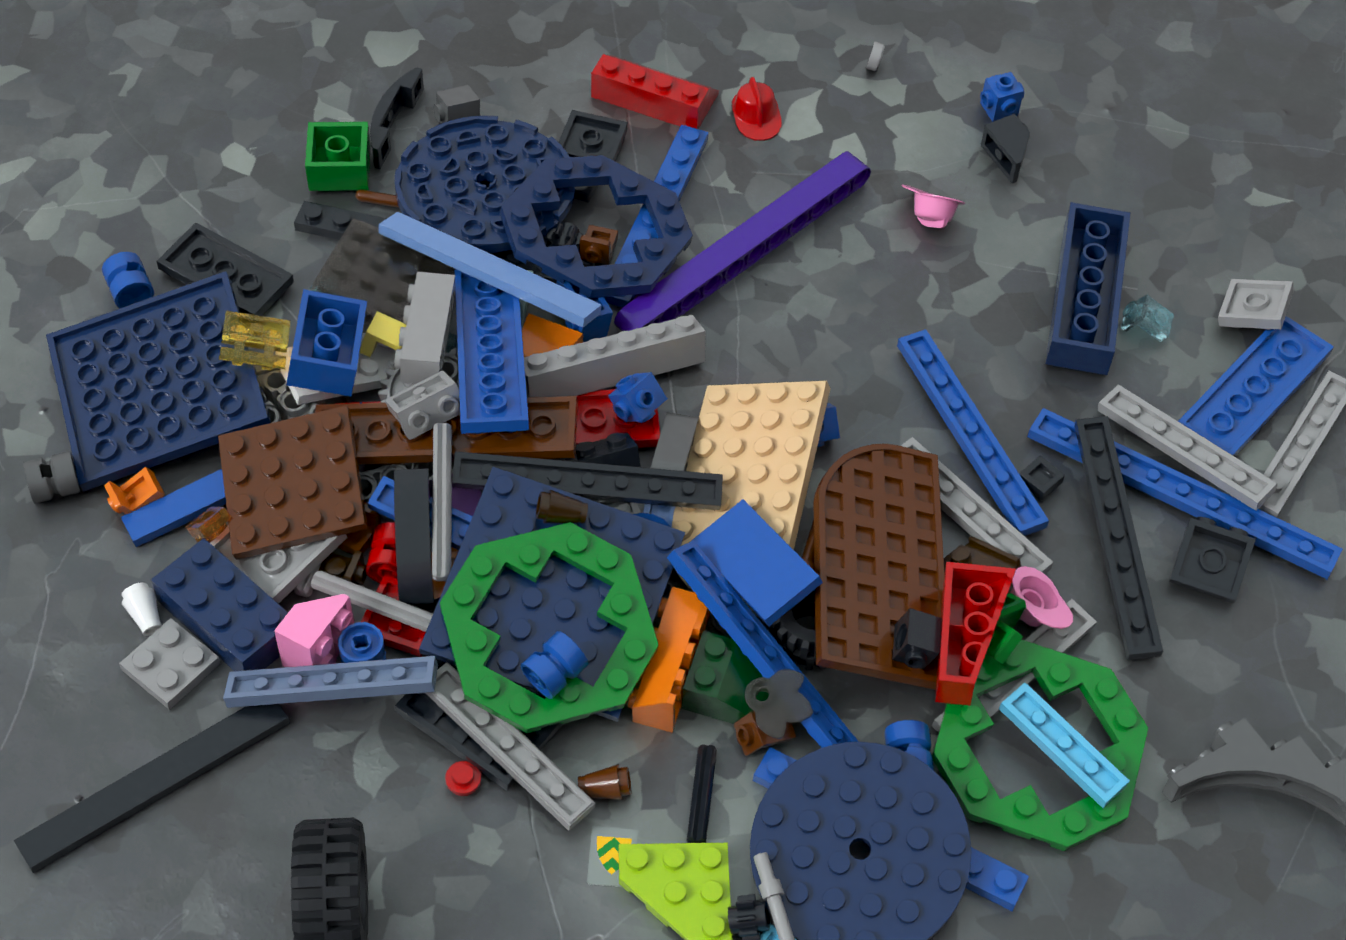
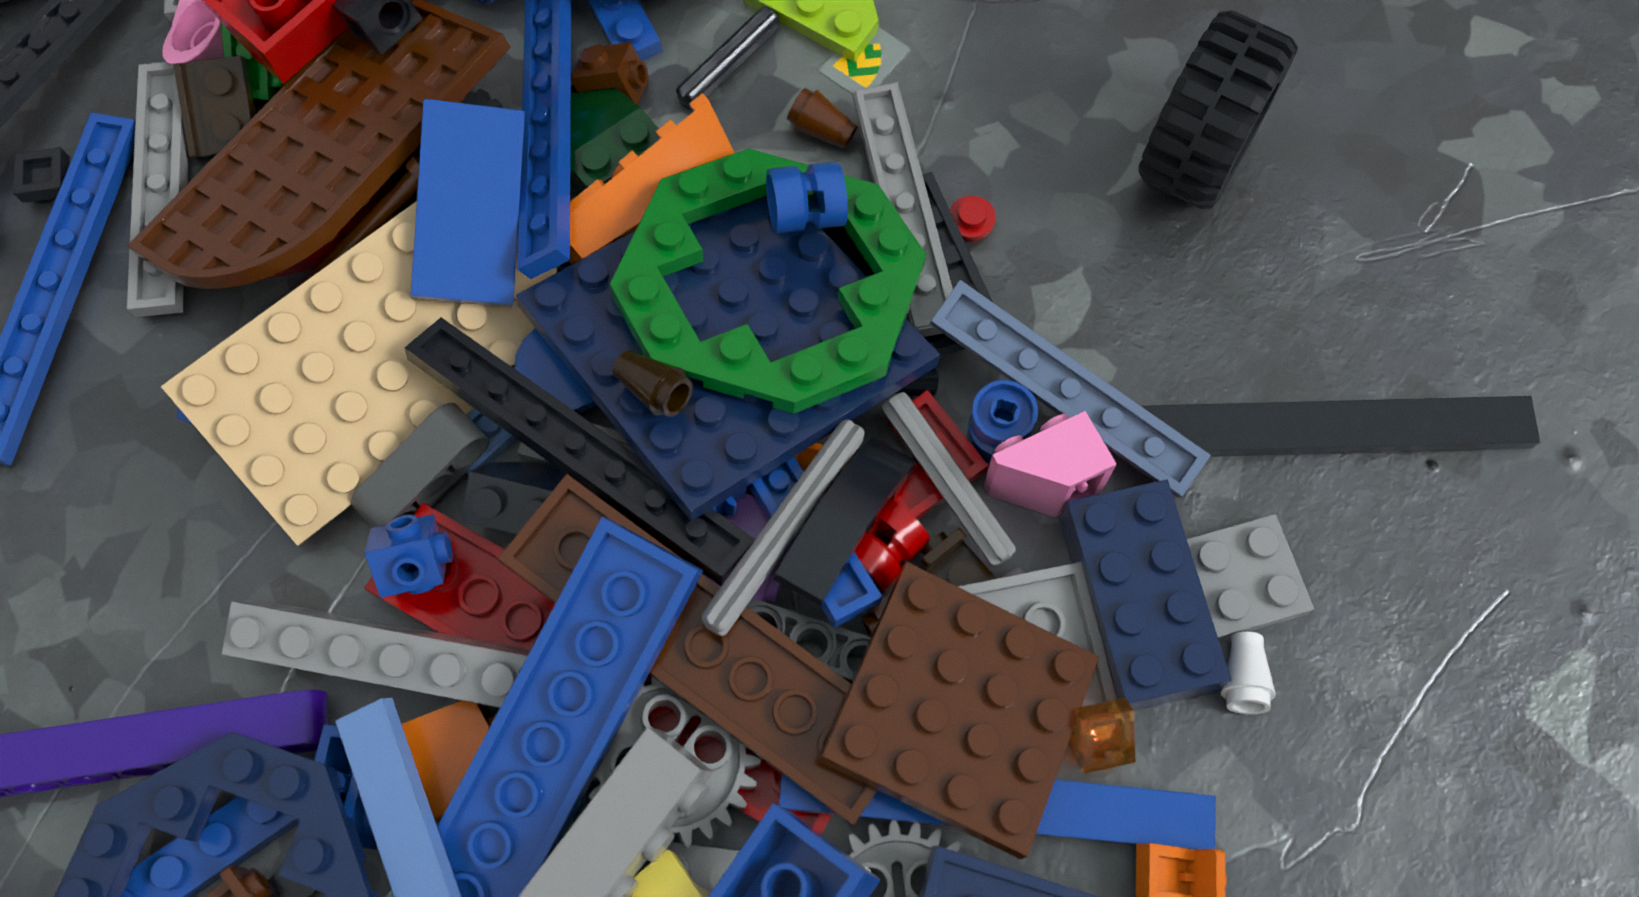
camera: 140 degrees left, 15 degrees up
(425, 404) = (708, 688): light grey bracket -> none
(783, 703) = (575, 55): clear smoke plate -> none

